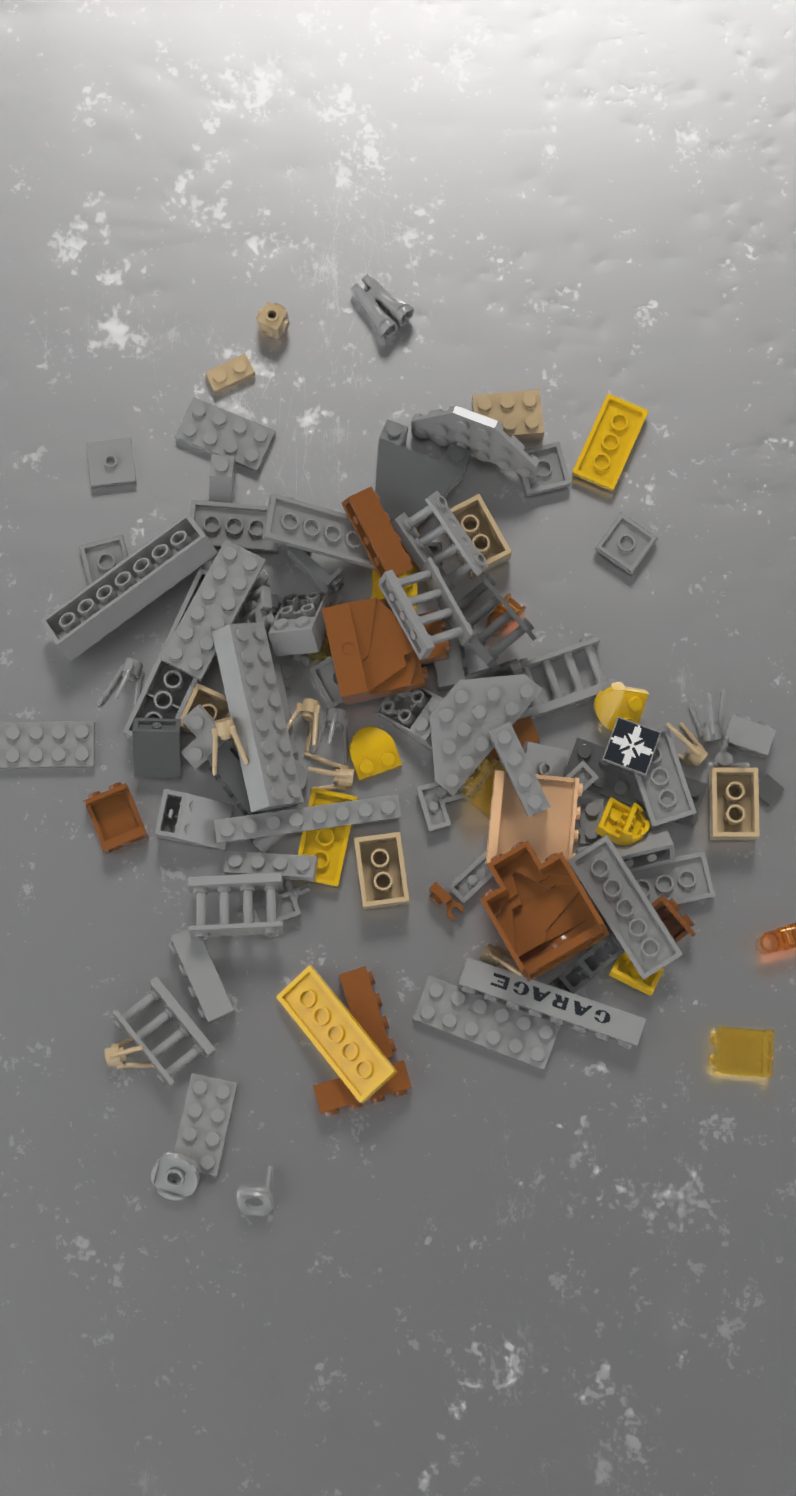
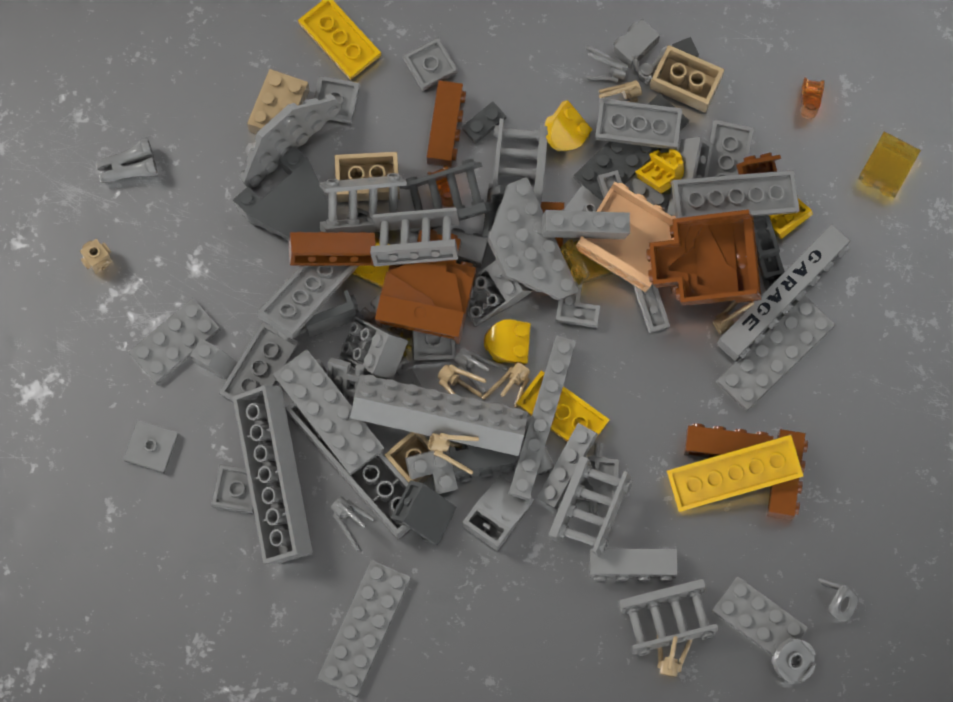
camera: 65 degrees left, 5 degrees down
(115, 817) = (464, 578): dark orange panel -> none
(230, 373) = (123, 313): tan plate -> none
(381, 870) = (613, 377): tan brick -> none
(440, 896) = (656, 340): dark orange plate -> none
(569, 586) = (445, 123): none -> dark orange brick
(591, 624) = (483, 122): none -> dark grey plate
(631, 746) = (604, 132): black tile -> none

